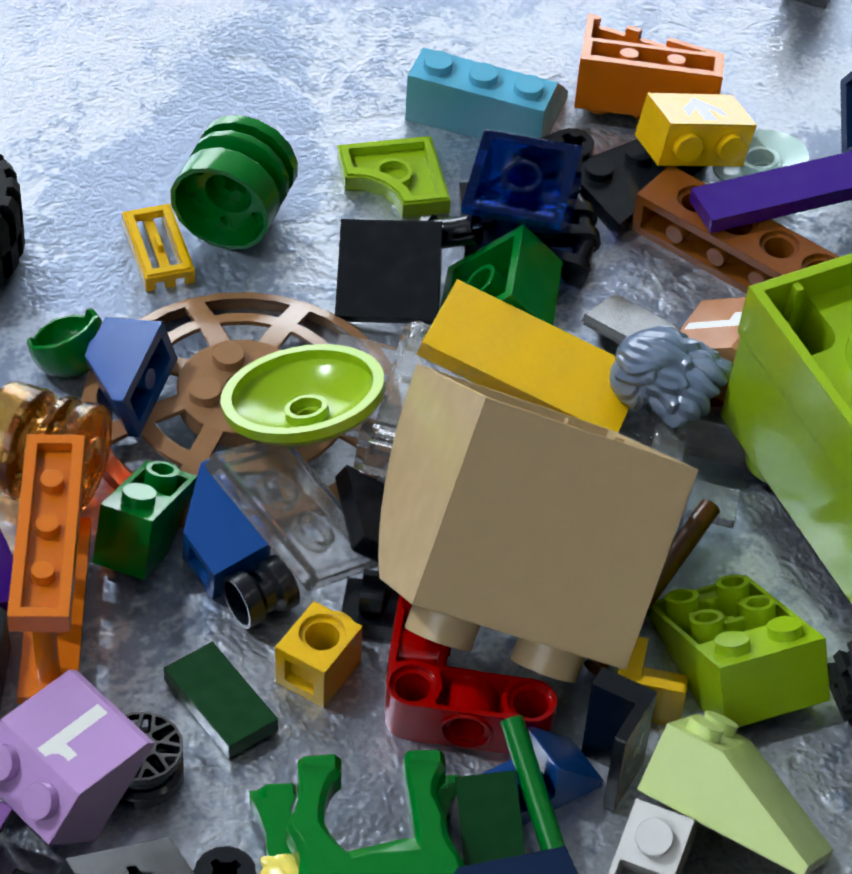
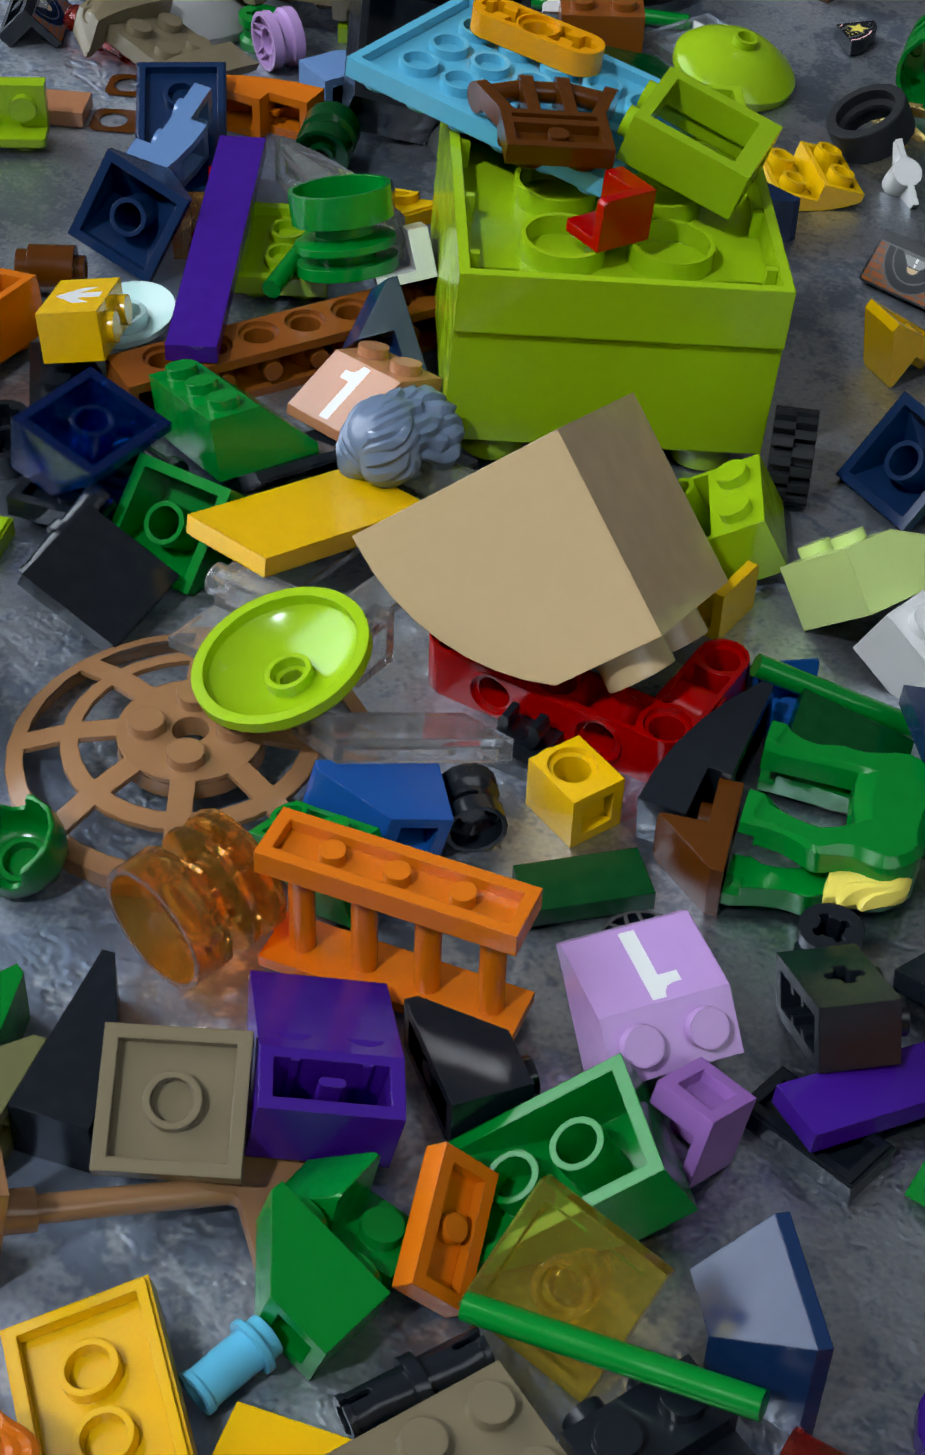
camera: 65 degrees left, 5 degrees down
(131, 367) = (118, 797): slope -> none
(280, 751) = (700, 849): none -> reddish brown slope
(361, 507) = (421, 700): black tile -> none
(386, 727) = (715, 748): none -> black slope
(618, 730) = (793, 612): black panel -> none
(643, 268) = (222, 424): none -> green slope
(792, 92) = (51, 264): none -> reddish brown brick

